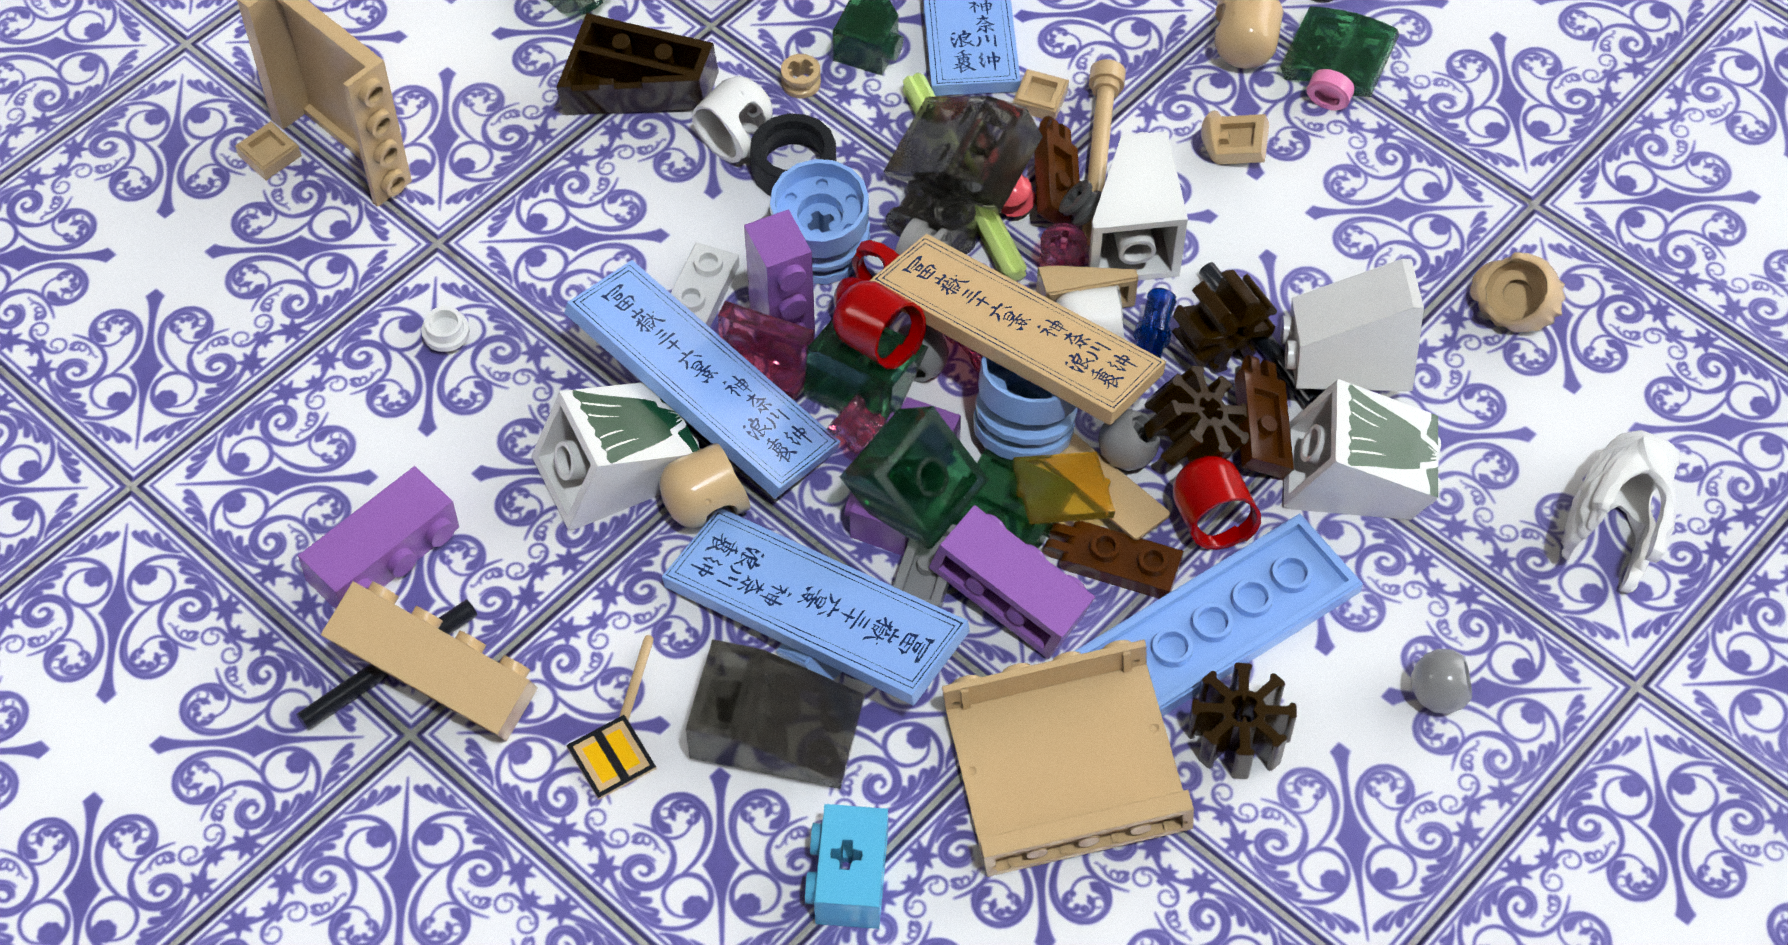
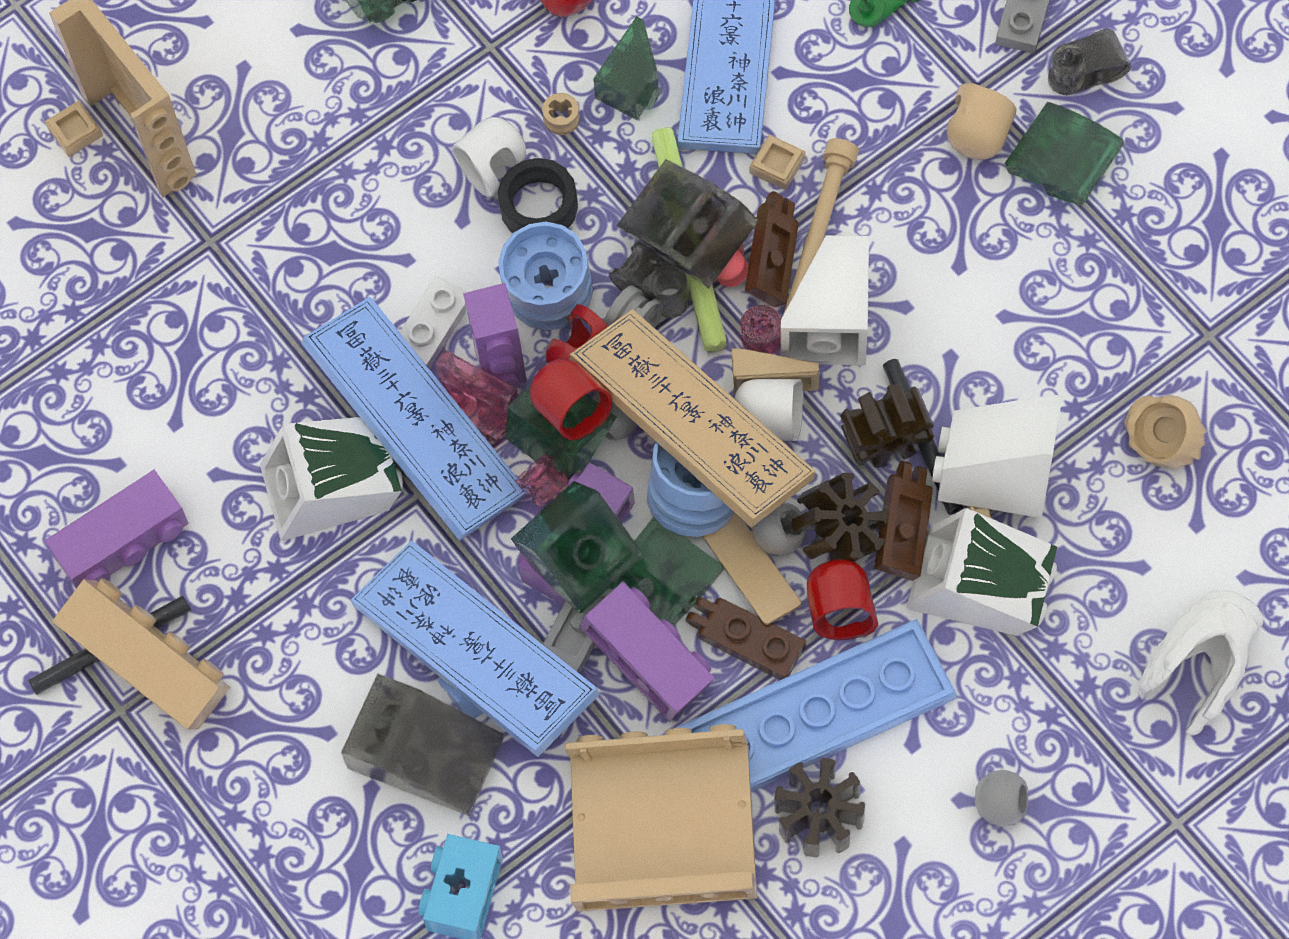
camera: 15 degrees right, 10 degrees up
(445, 329) = (203, 332): white plate -> none
(614, 752) = (285, 753): piece -> none
(634, 69) = (407, 93): dark brown wedge -> none
(701, 484) = (396, 523): tan helmet -> none
(1063, 487) = (711, 566): clear yellow piece -> none
(1080, 203) = (782, 288): dark grey bush -> none
(1153, 330) = (825, 423): clear blue pin -> none
(1235, 138) = (944, 234): tan plate -> none
(1330, 89) = (1044, 195): bright pink tile -> none

